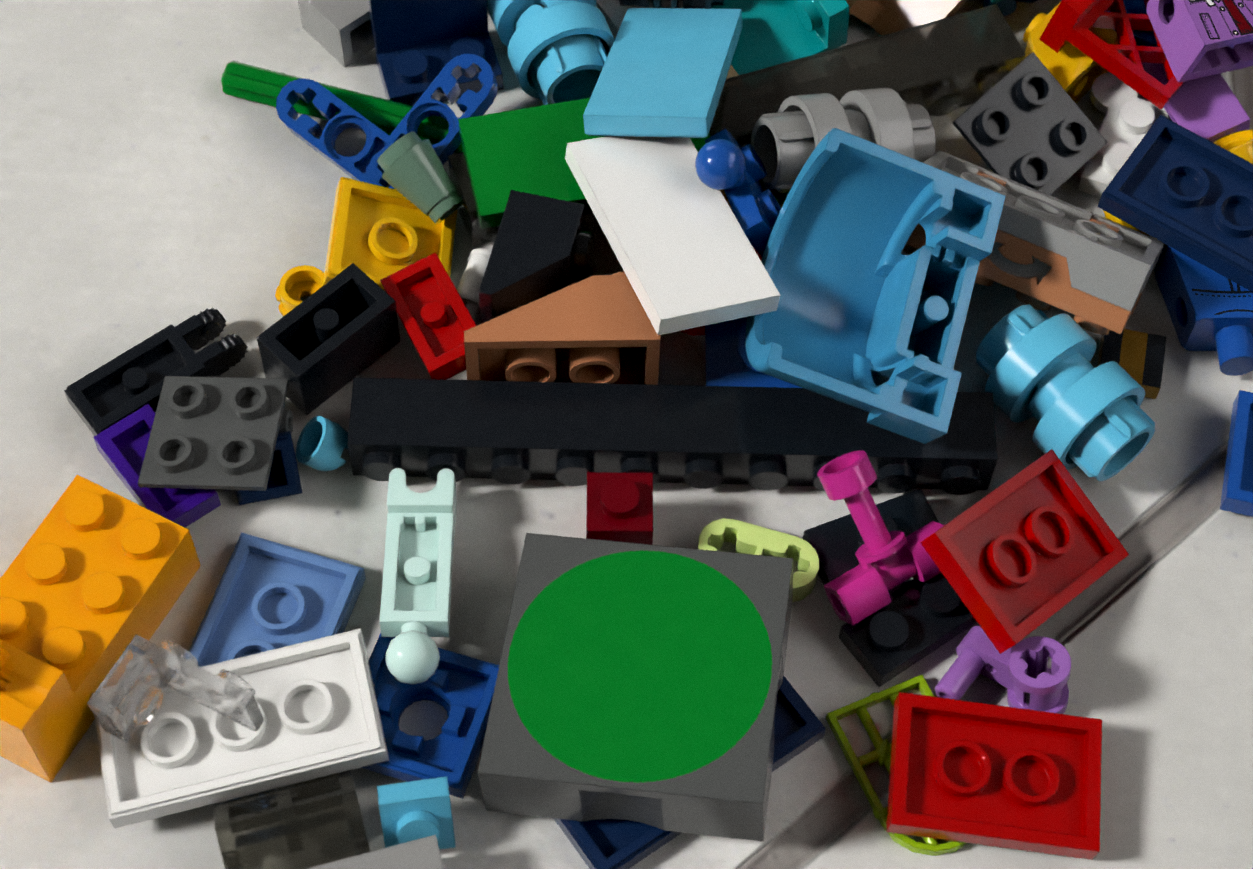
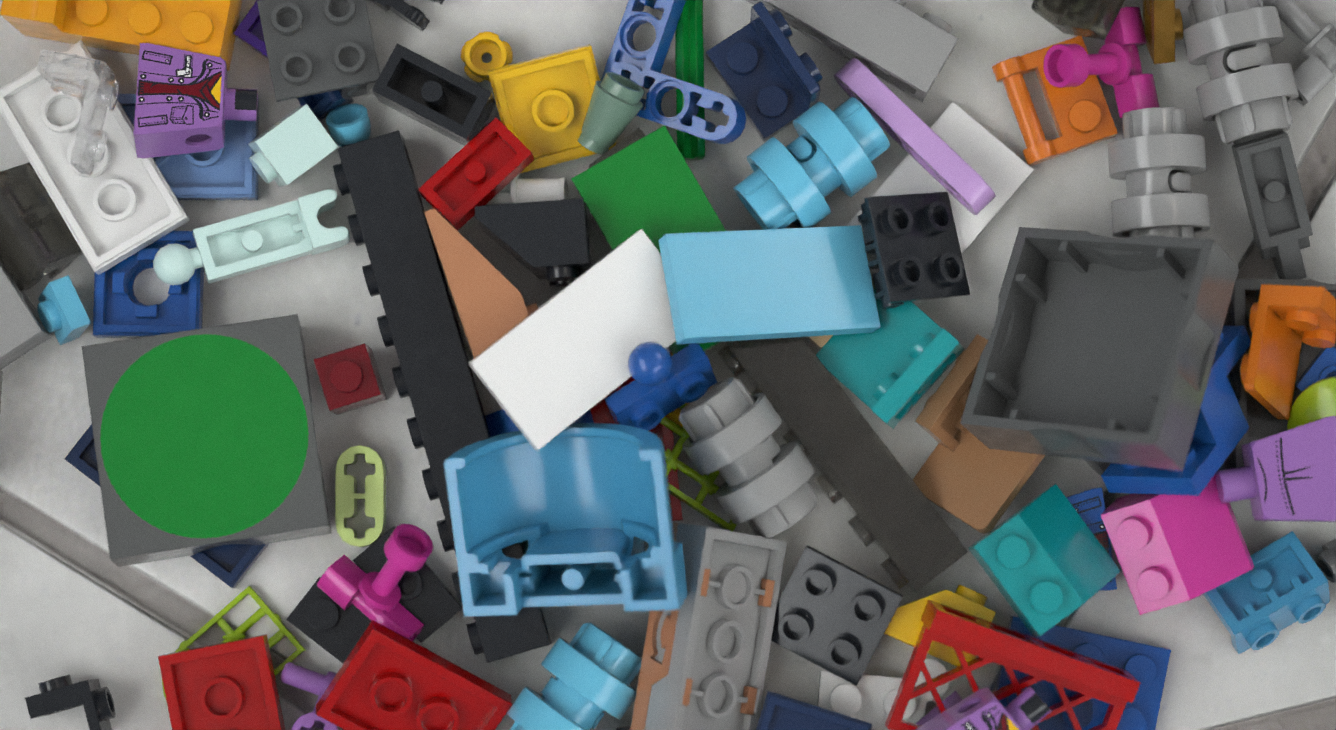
camera: 80 degrees right, 25 degrees up
(220, 587) = (185, 102): none -> medium lavender torso
(322, 499) = (291, 147): none -> light aqua brick

